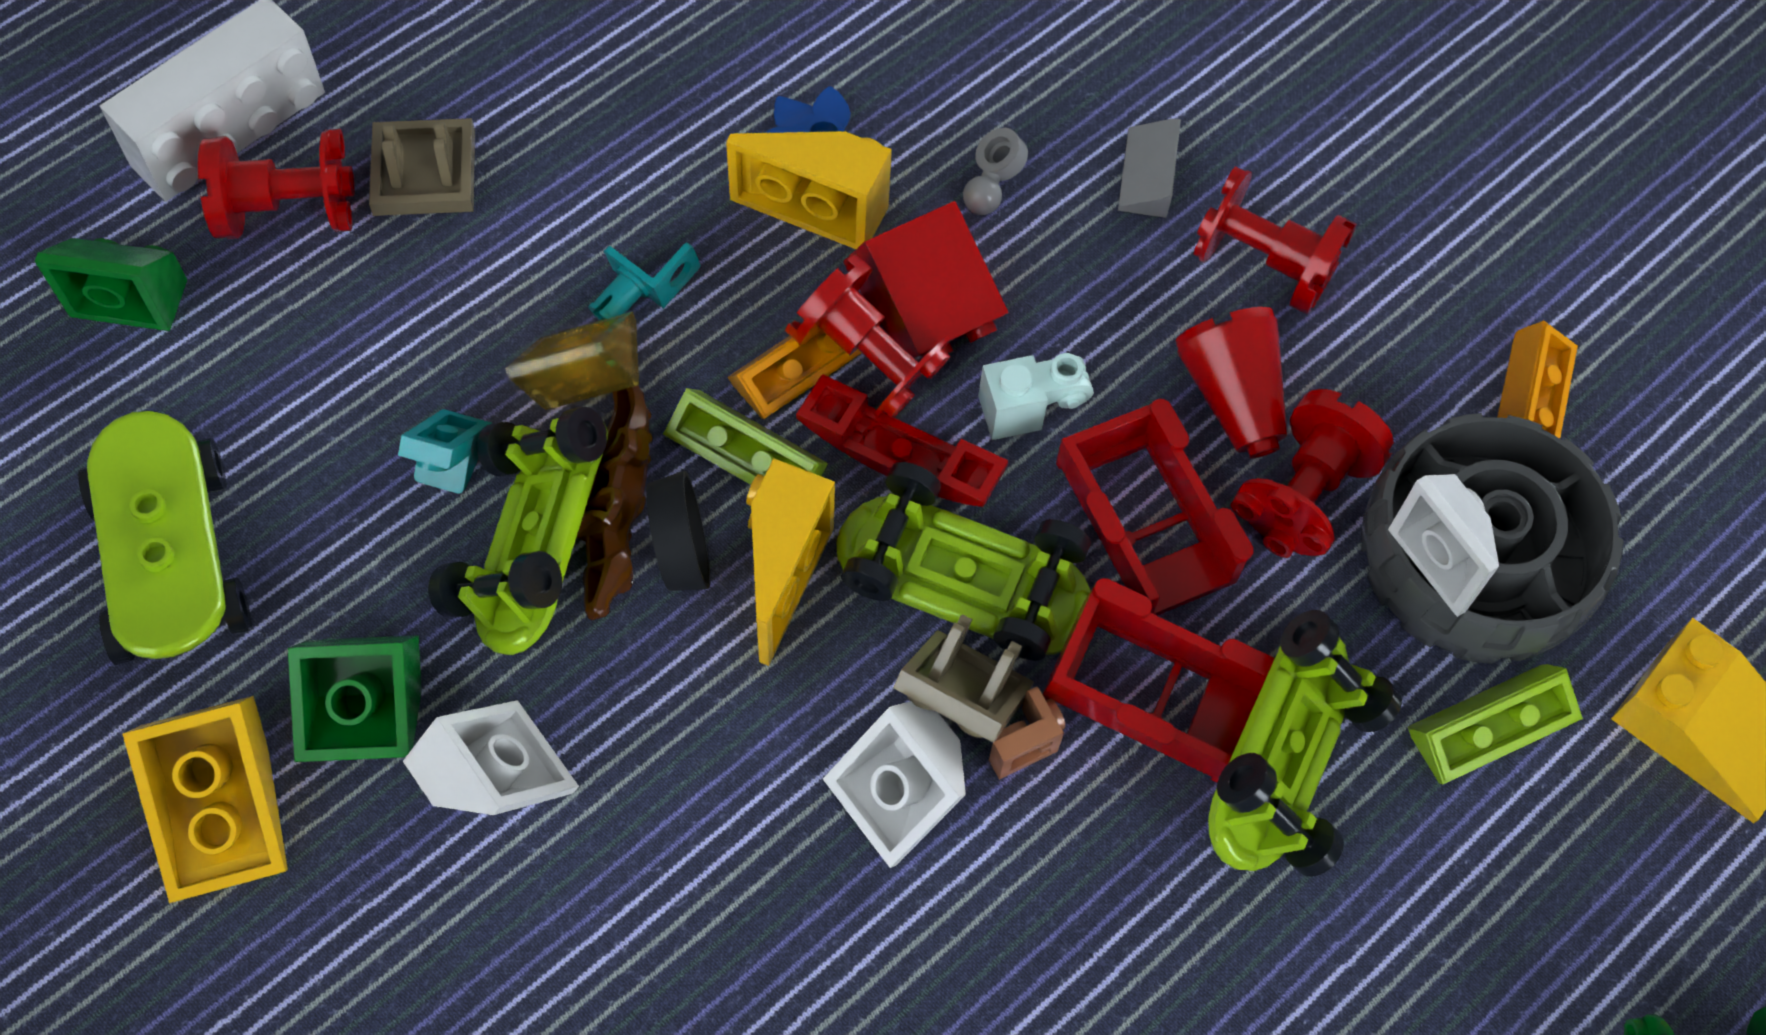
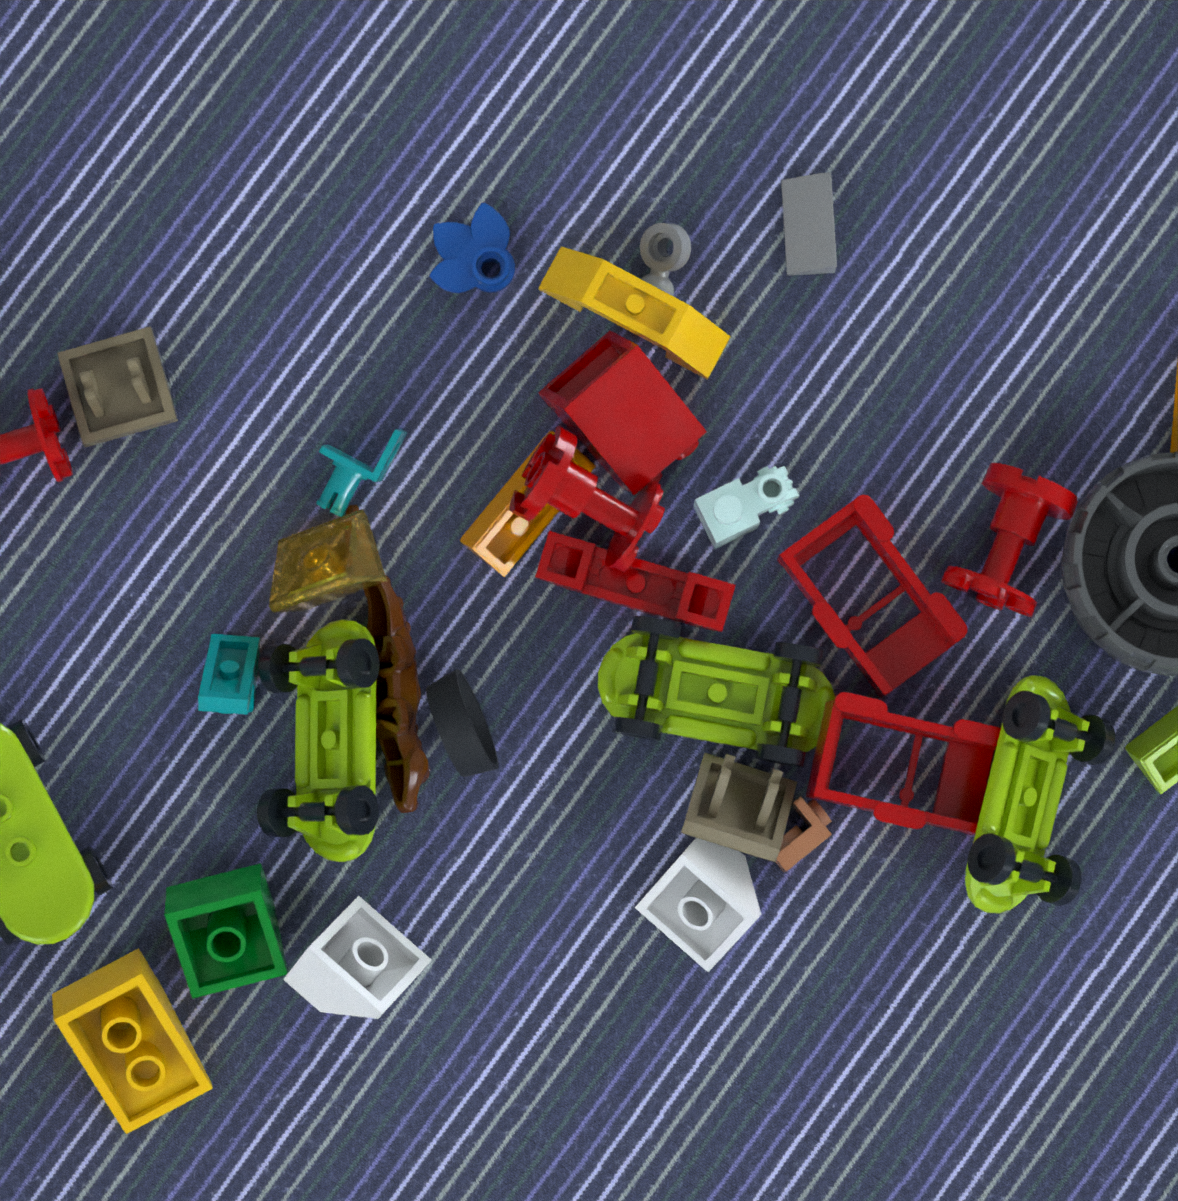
camera: 10 degrees left, 20 degrees up
(733, 439) = (494, 610): lime slope -> none
(789, 533) = (555, 707): yellow slope -> none
(813, 181) = (504, 332): yellow slope -> none
(985, 199) = (637, 307): none -> yellow slope
(1240, 377) = (931, 449): red cone -> none
(1290, 249) = (958, 304): red piece -> none
(1448, 538) = (1135, 603): white slope -> none

